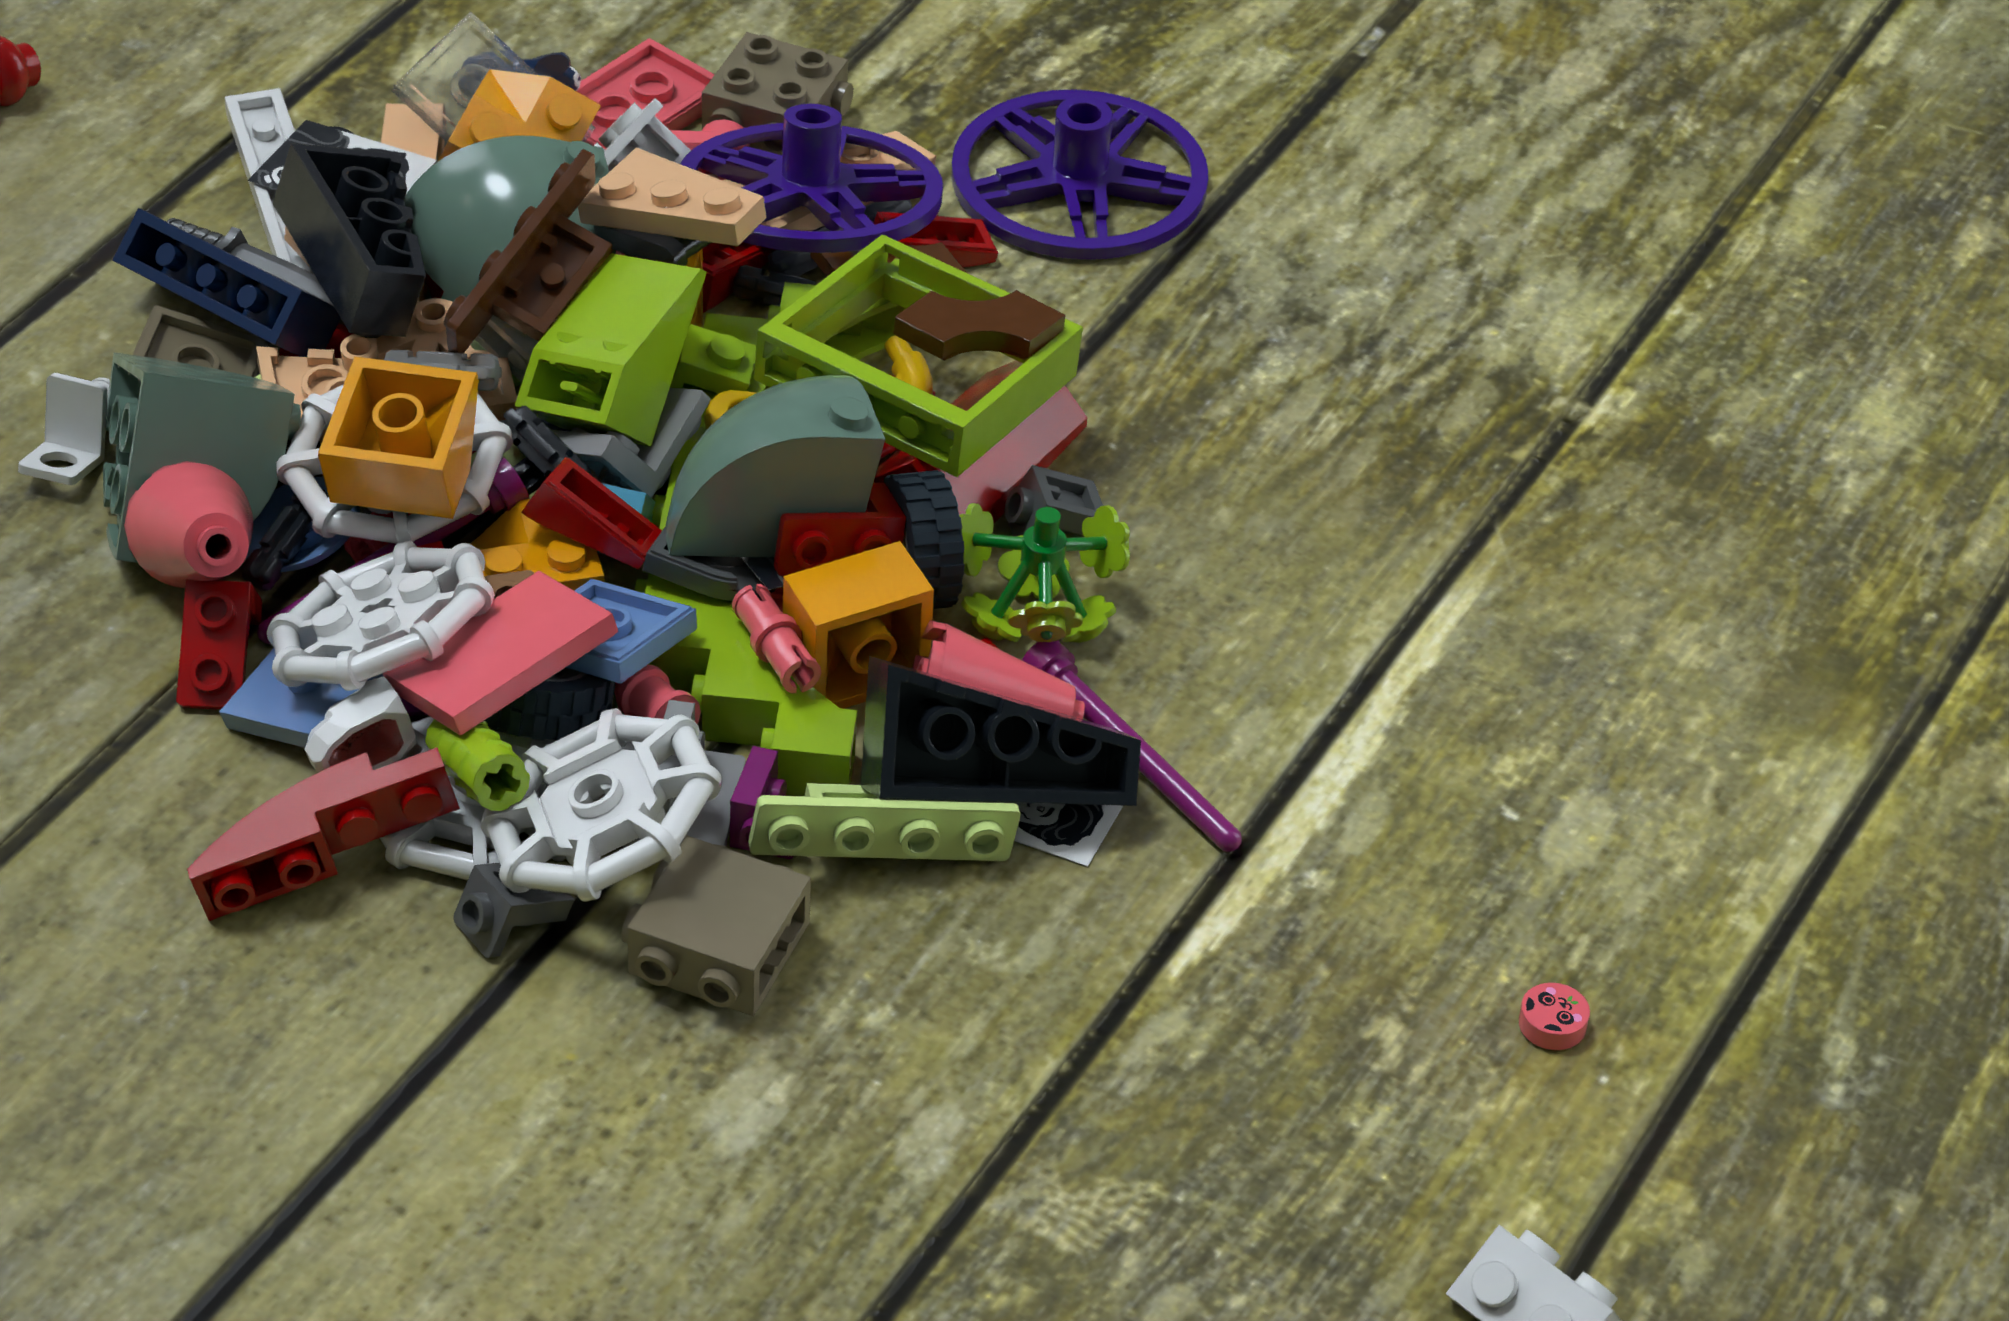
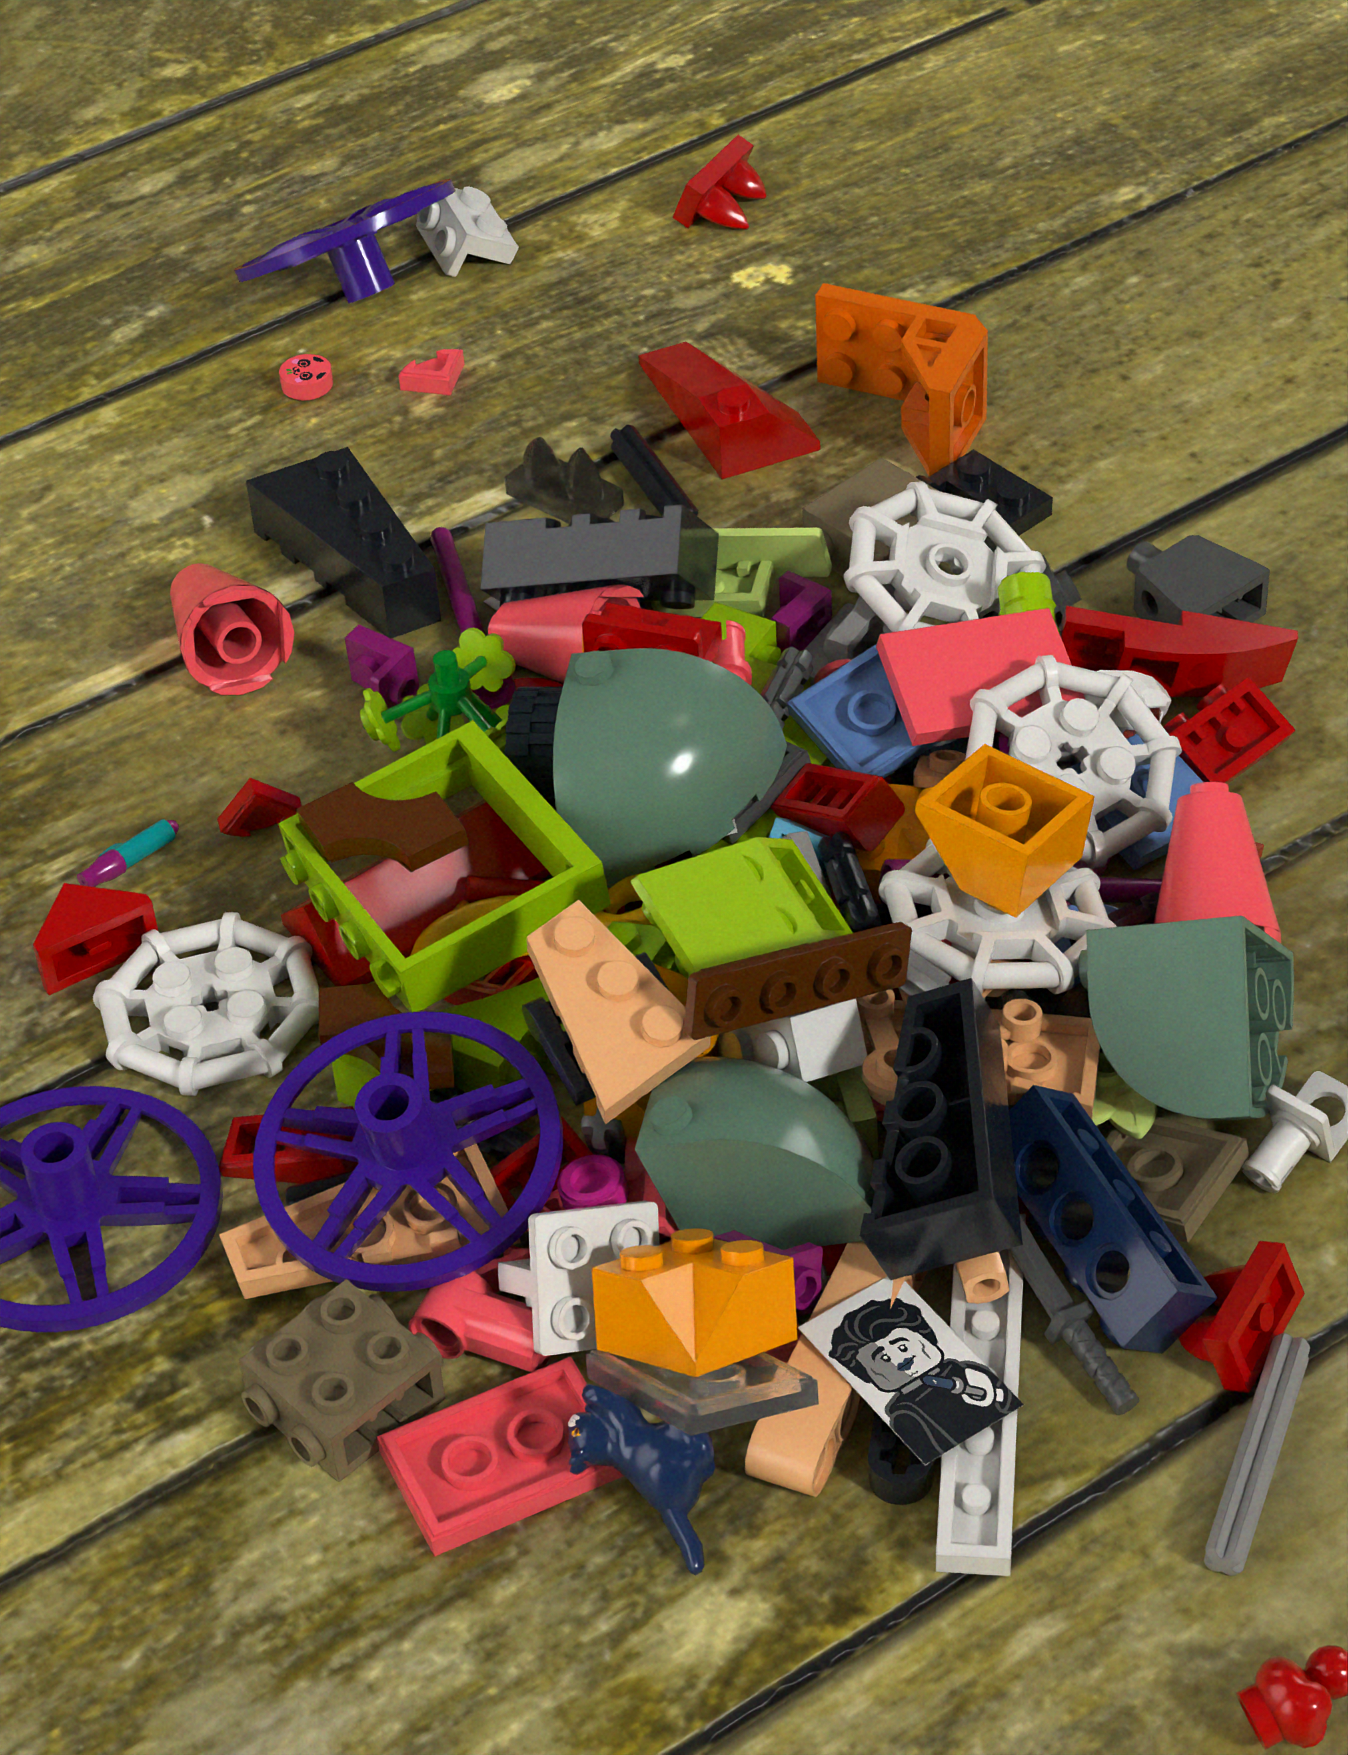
camera: 150 degrees left, 0 degrees up
(59, 219) = (1257, 1455): none -> light grey axle
(86, 295) = (1254, 1309): none -> red tile
(244, 774) = (1229, 732): none -> red bracket
(328, 951) = (1197, 579): none -> dark grey torso
(627, 1059) = (983, 479): none -> black plate
(715, 643) = (787, 680): none -> dark grey axle
(785, 1161) = (909, 354): none -> orange bracket
(847, 562) = (643, 628): none -> red bracket
(999, 1080) = (725, 413): none -> red wedge
(1037, 972) = (648, 470): none -> black axle
(1112, 324) = (217, 1043): none -> white plate
(1131, 933) = (561, 486): none -> clear smoke tile
(1163, 644) = (382, 664): none -> magenta bracket
(1174, 486) = (256, 808): none -> red tile
(1230, 344) = (90, 933): none -> red slope
(1271, 434) = (121, 856): none -> piece
(1309, 771) = (350, 539): none -> black wedge
(1360, 630) = (229, 629): none -> coral cone
(1407, 1069) = (433, 375): none -> coral tile
(1633, 1143) = (350, 243): none -> dark purple wheel

